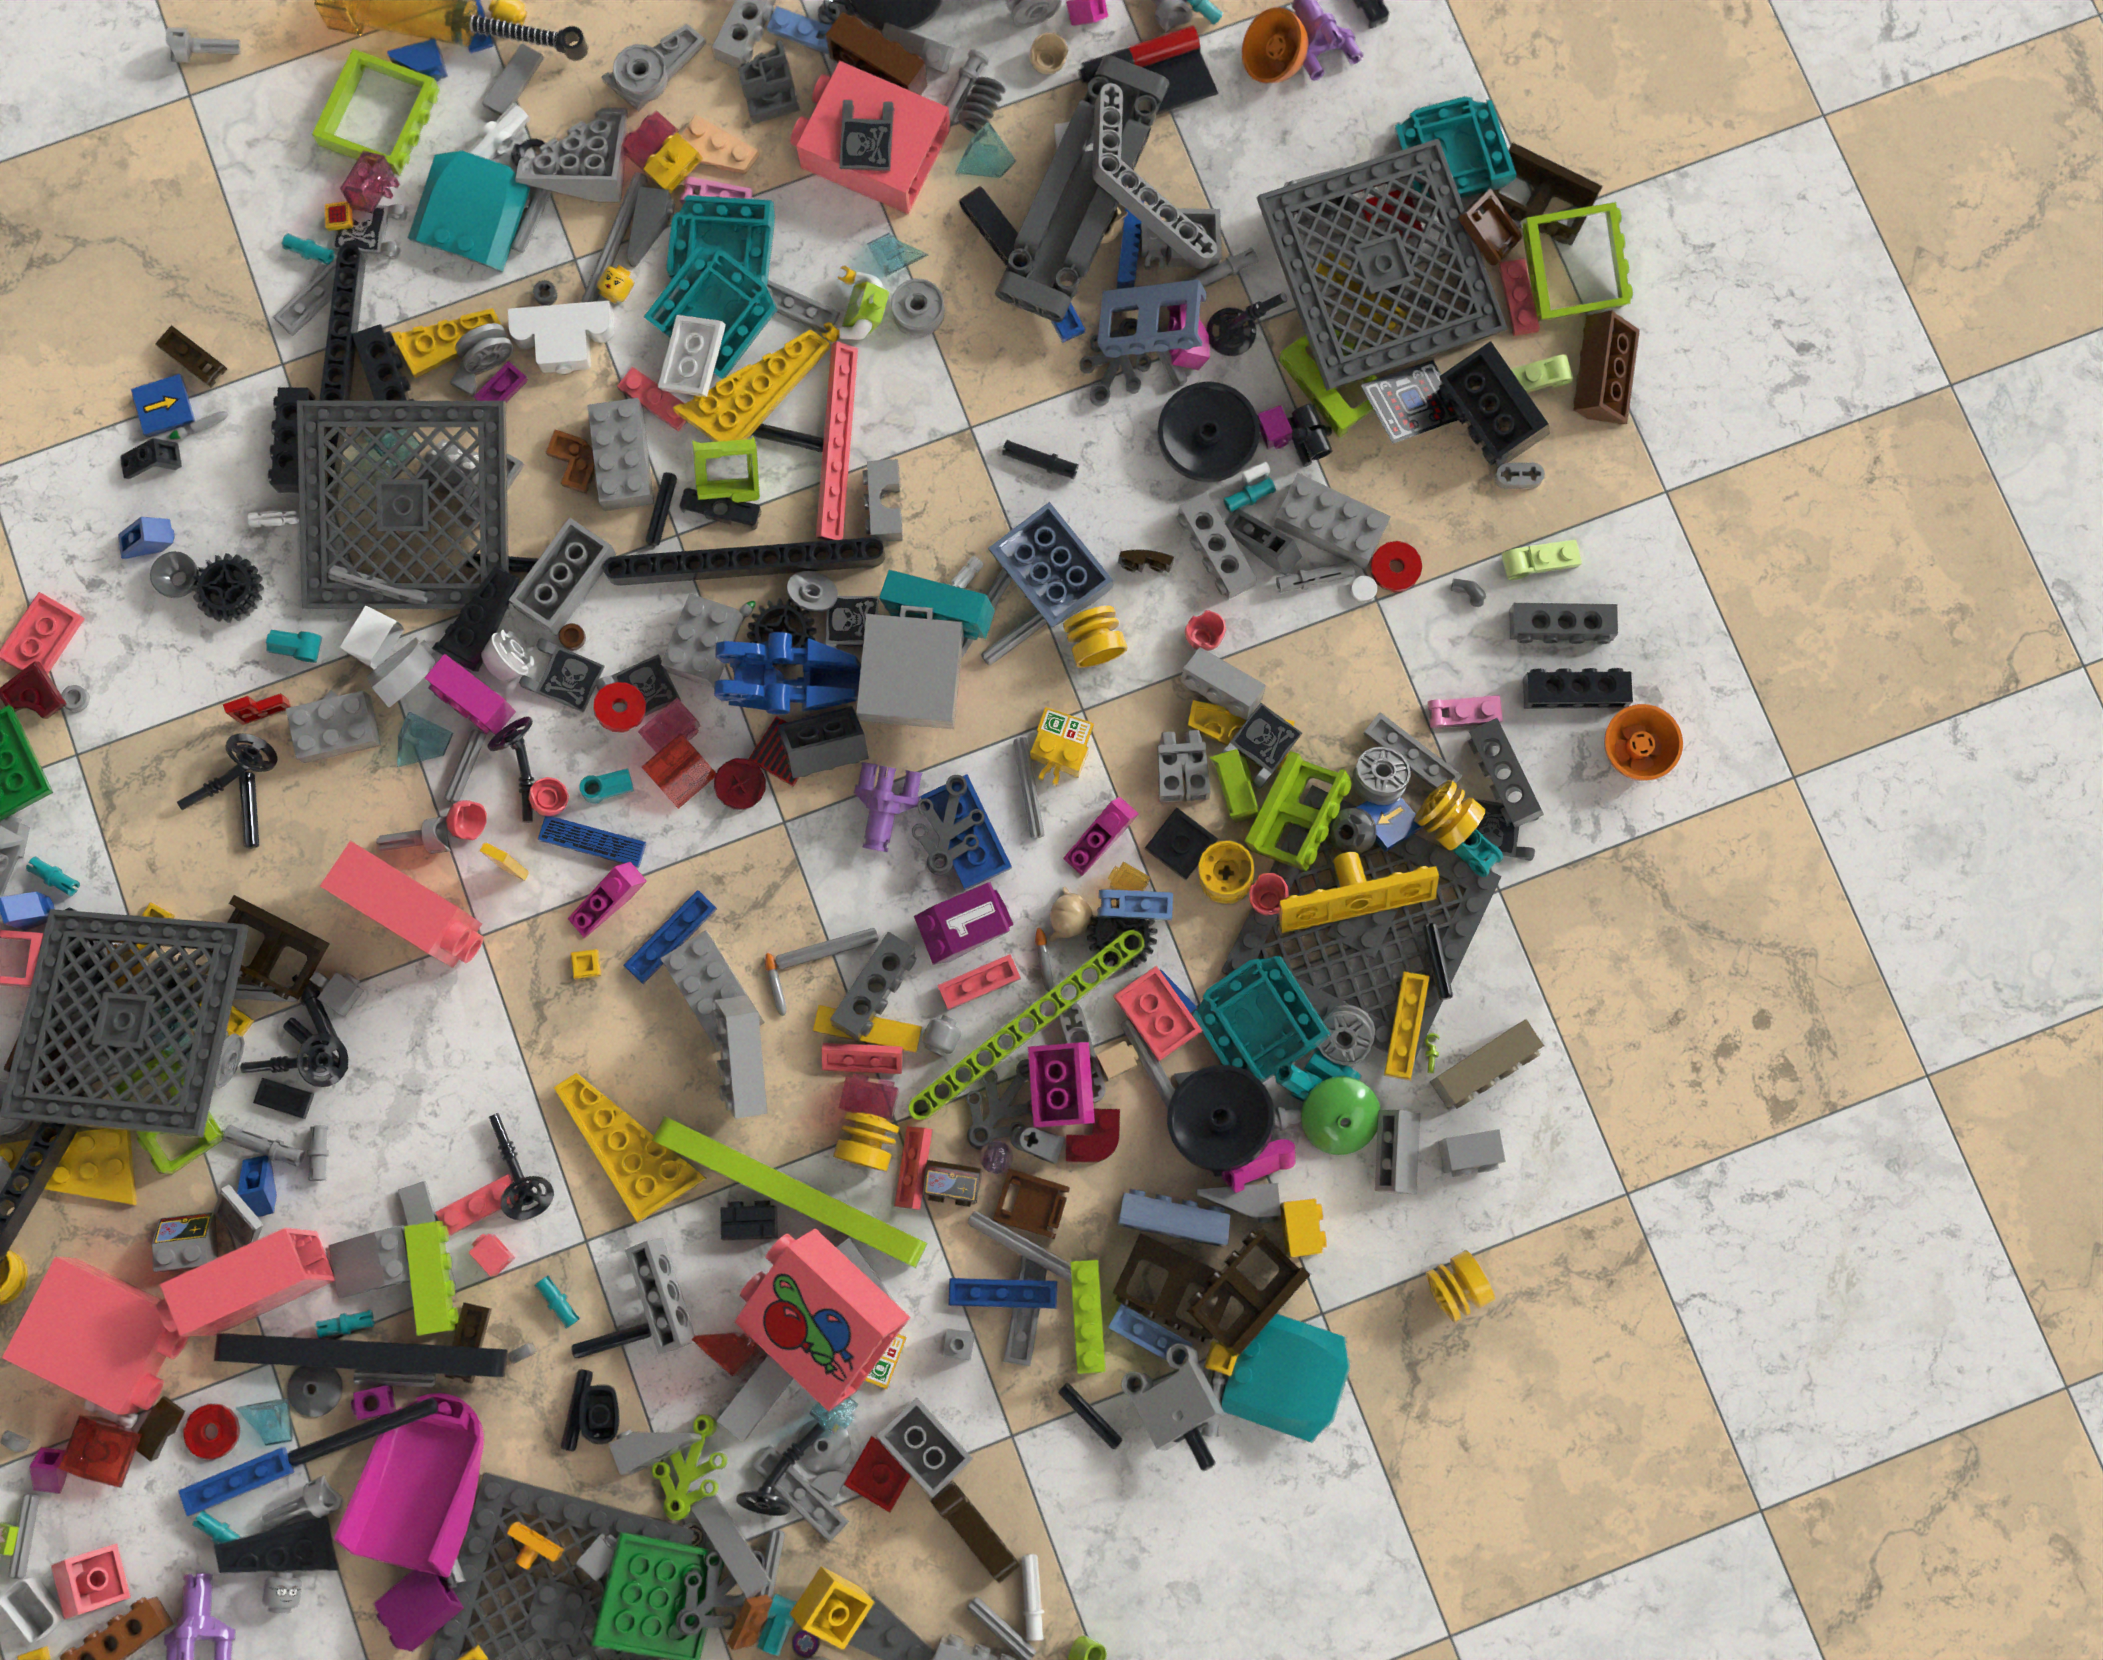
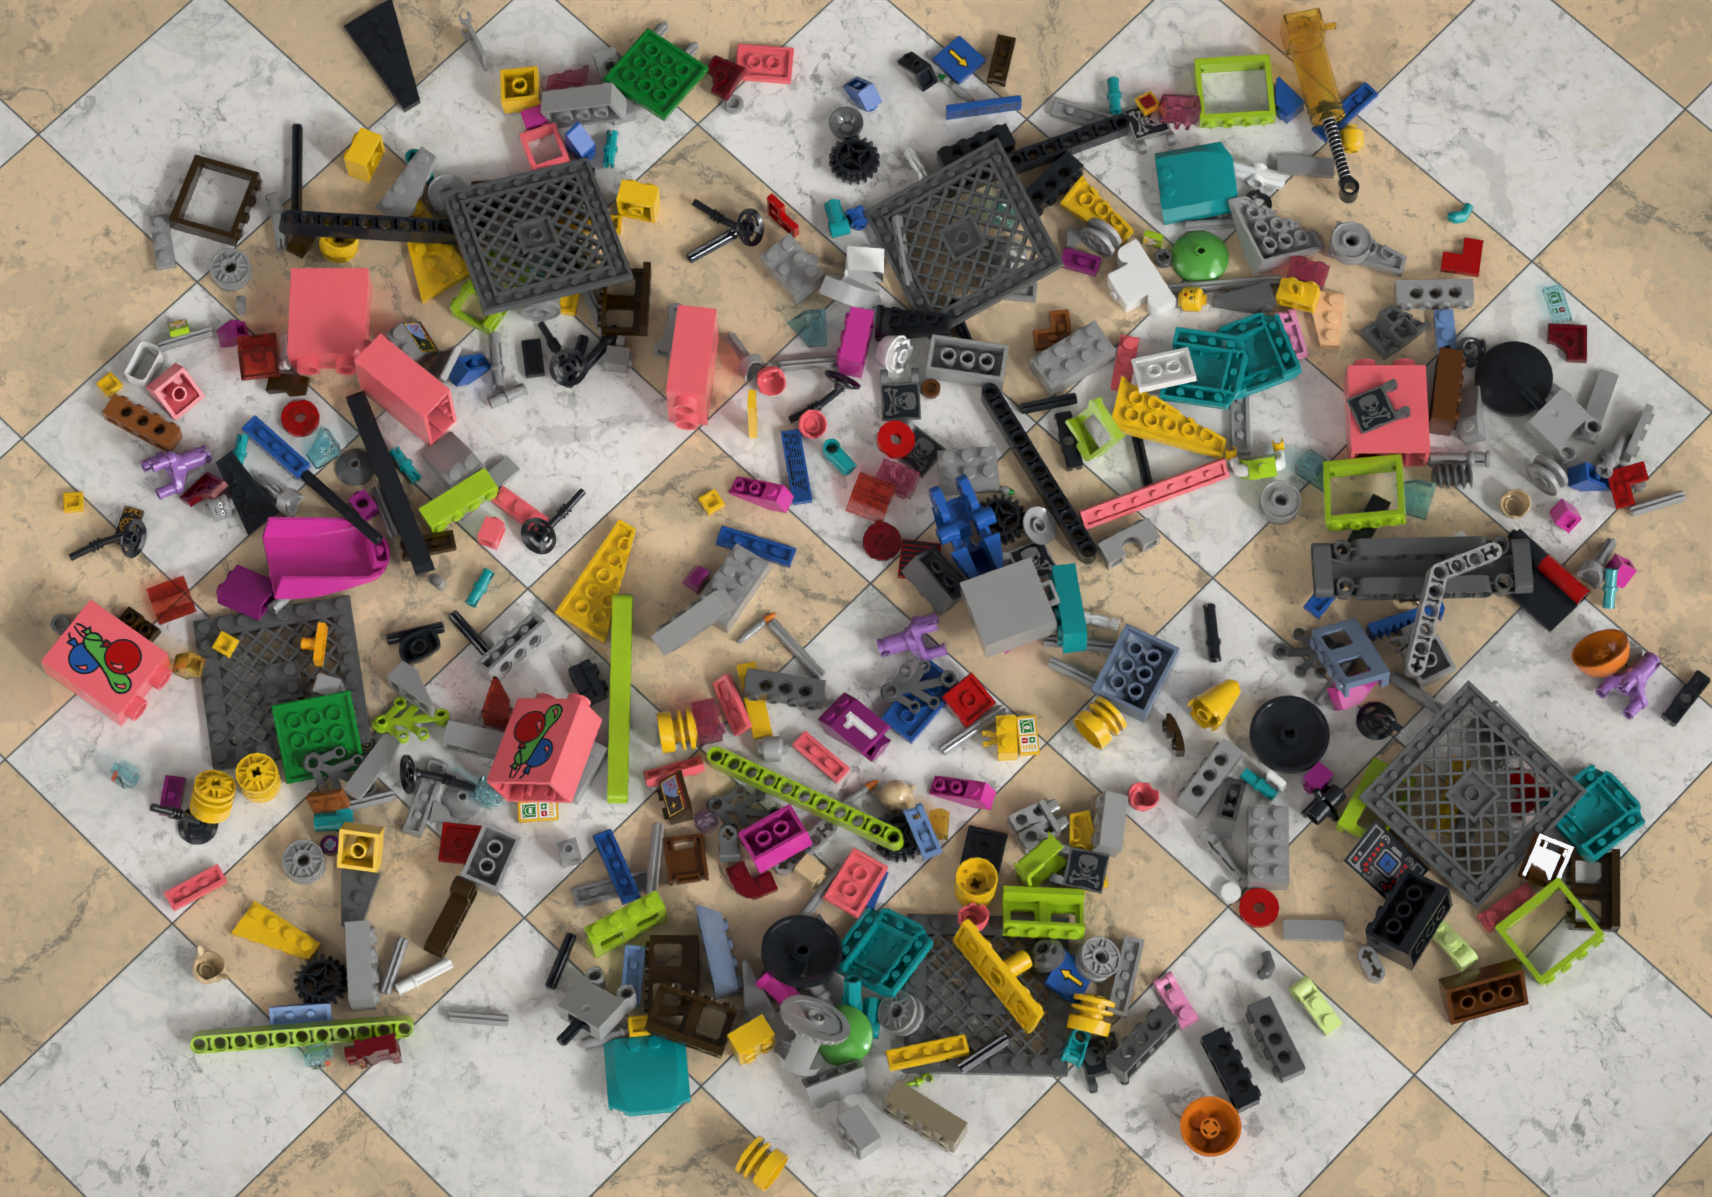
camera: 65 degrees right, 10 degrees down
(143, 872) = (638, 200): none -> yellow brick
(241, 405) = (983, 107): none -> blue tile
(245, 1602) = (205, 487): none -> dark red tile
(306, 620) = (857, 218): none -> blue brick
(356, 925) = (664, 348): none -> light grey leg
(516, 291) = (1153, 239): none -> lime tile
(567, 265) = (1196, 266): none -> bright green dish
(678, 1027) = (697, 579): none -> magenta brick
(923, 192) = (1364, 466): none -> lime window
(990, 775) = (968, 700): none -> red tile
(1117, 1552) = (478, 1018): none -> light grey axle
(1132, 497) = (1214, 704): none -> yellow cone
(1330, 1151) = (812, 1024): none -> light grey piece
(1450, 519) = (1313, 930): none -> light grey tile

